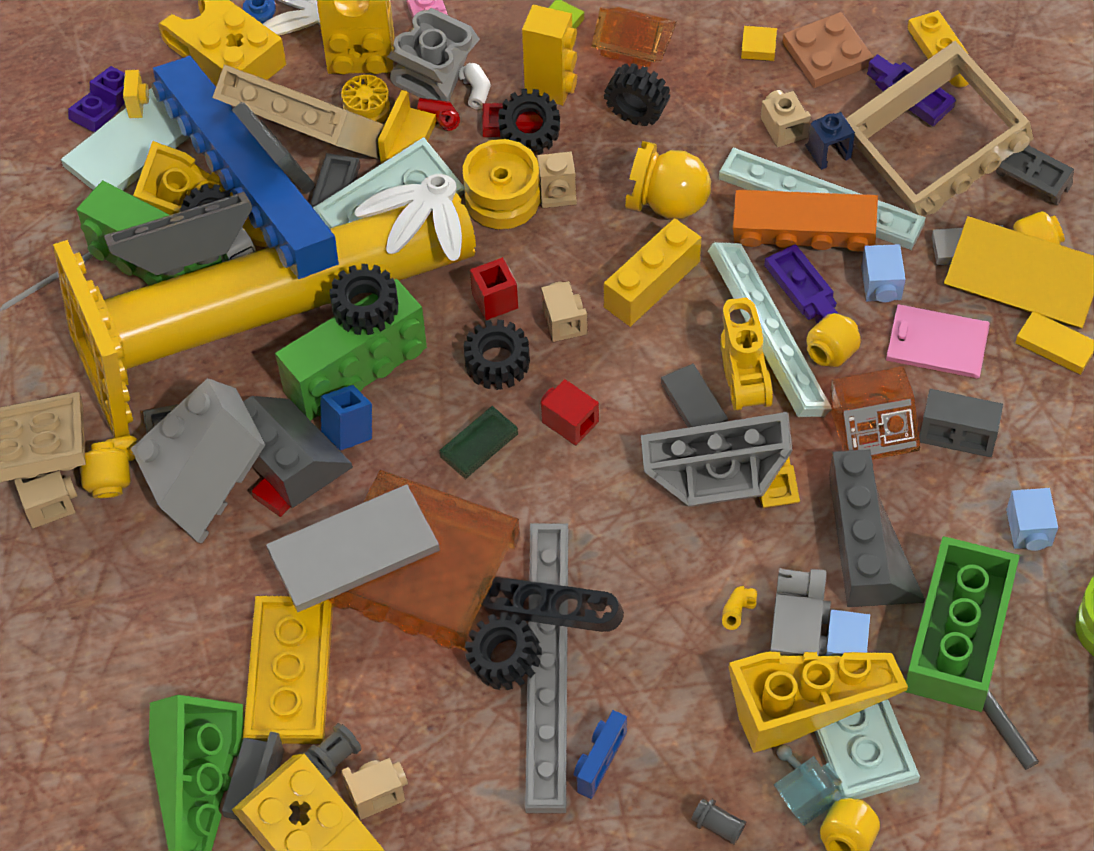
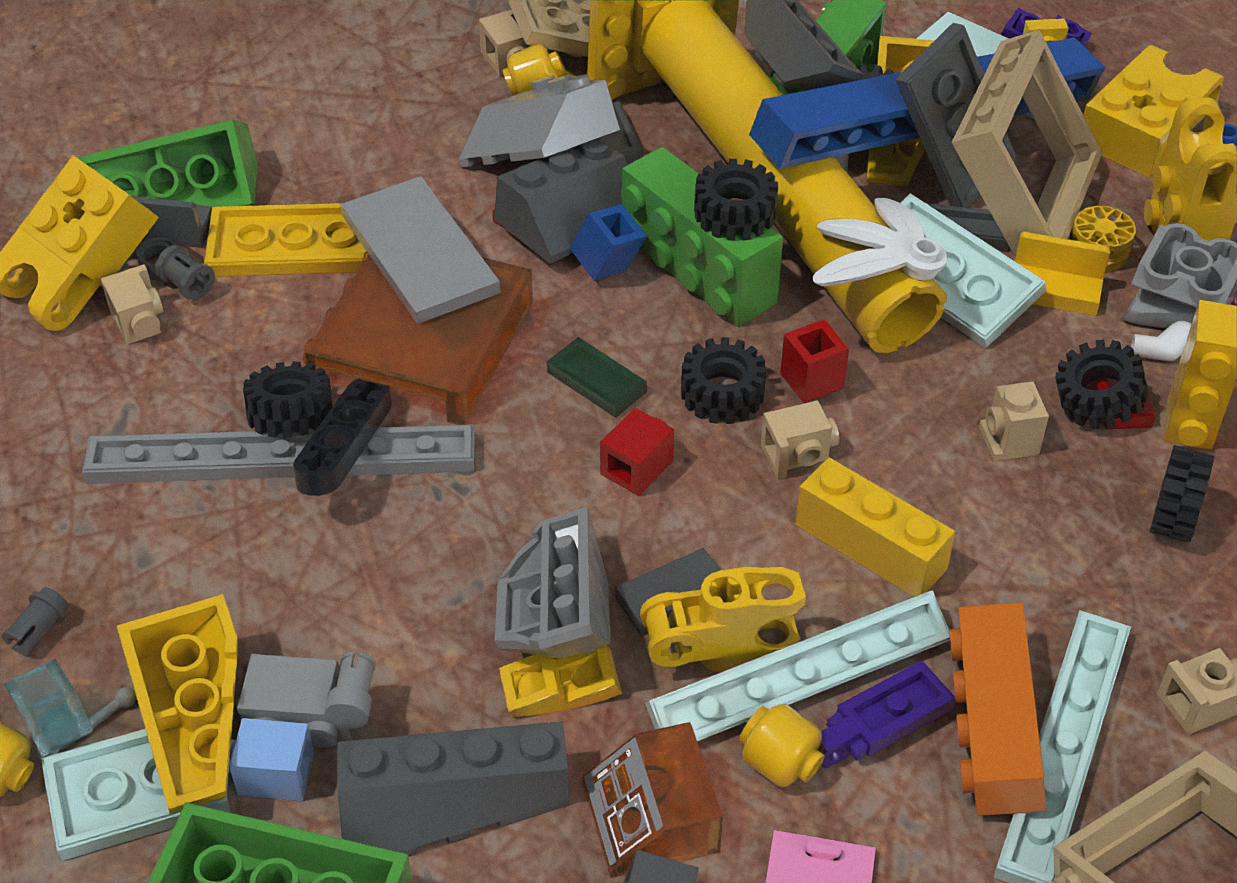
camera: 85 degrees right, 10 degrees down
(445, 112) = (1107, 314): red arm -> none
(501, 184) = (982, 349): yellow wheel -> none
(607, 740) = (142, 498): blue plate -> none
(671, 183) = (1027, 525): yellow tile -> none
(732, 610) = (335, 632): yellow arm -> none
(828, 131) = (1174, 729): dark blue window -> none
(883, 273) = (921, 817): light blue brick -> none

